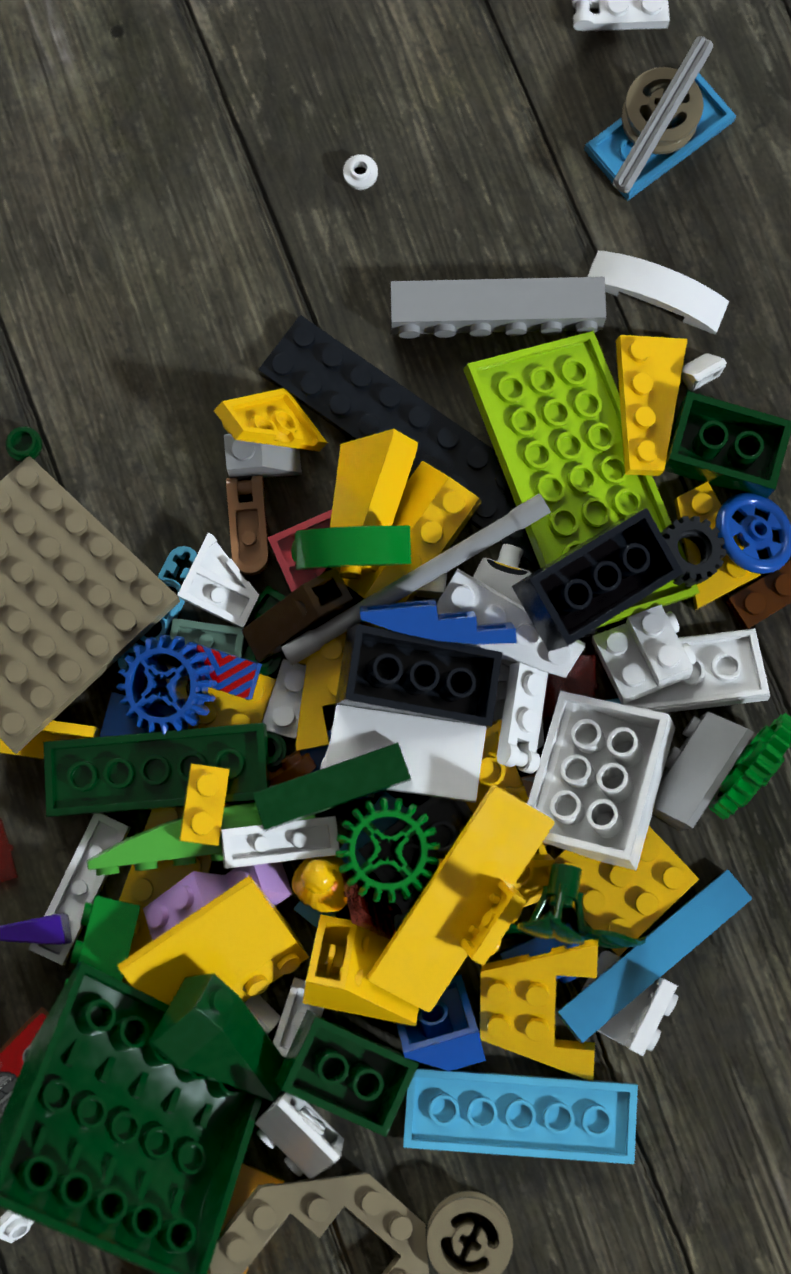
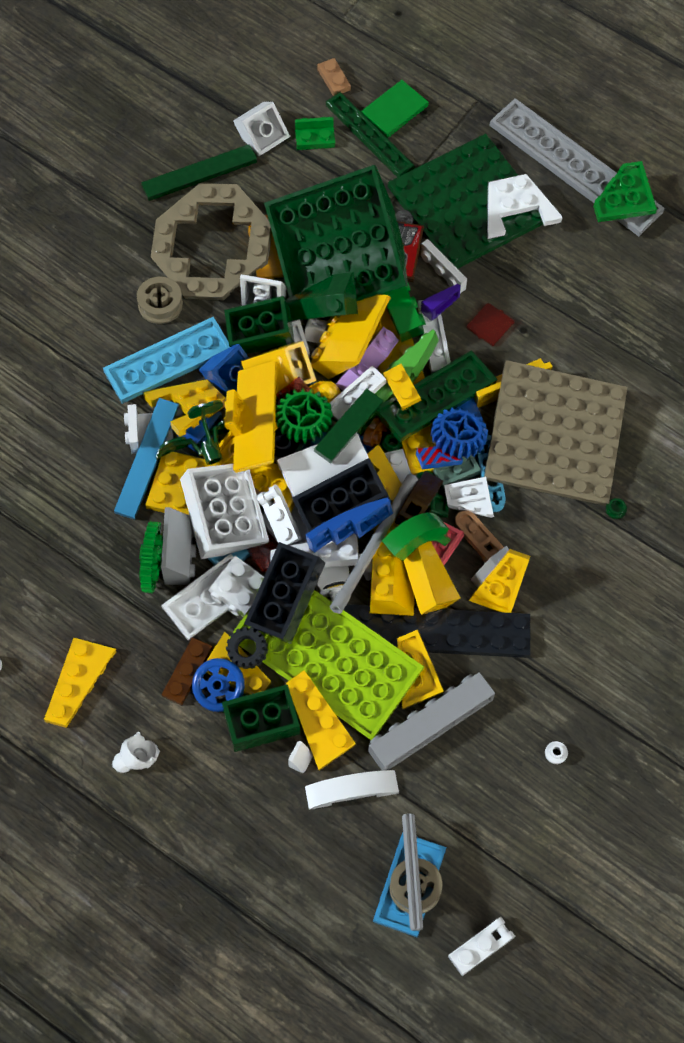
camera: 145 degrees right, 15 degrees down
(457, 407) = (427, 683): none -> yellow wing

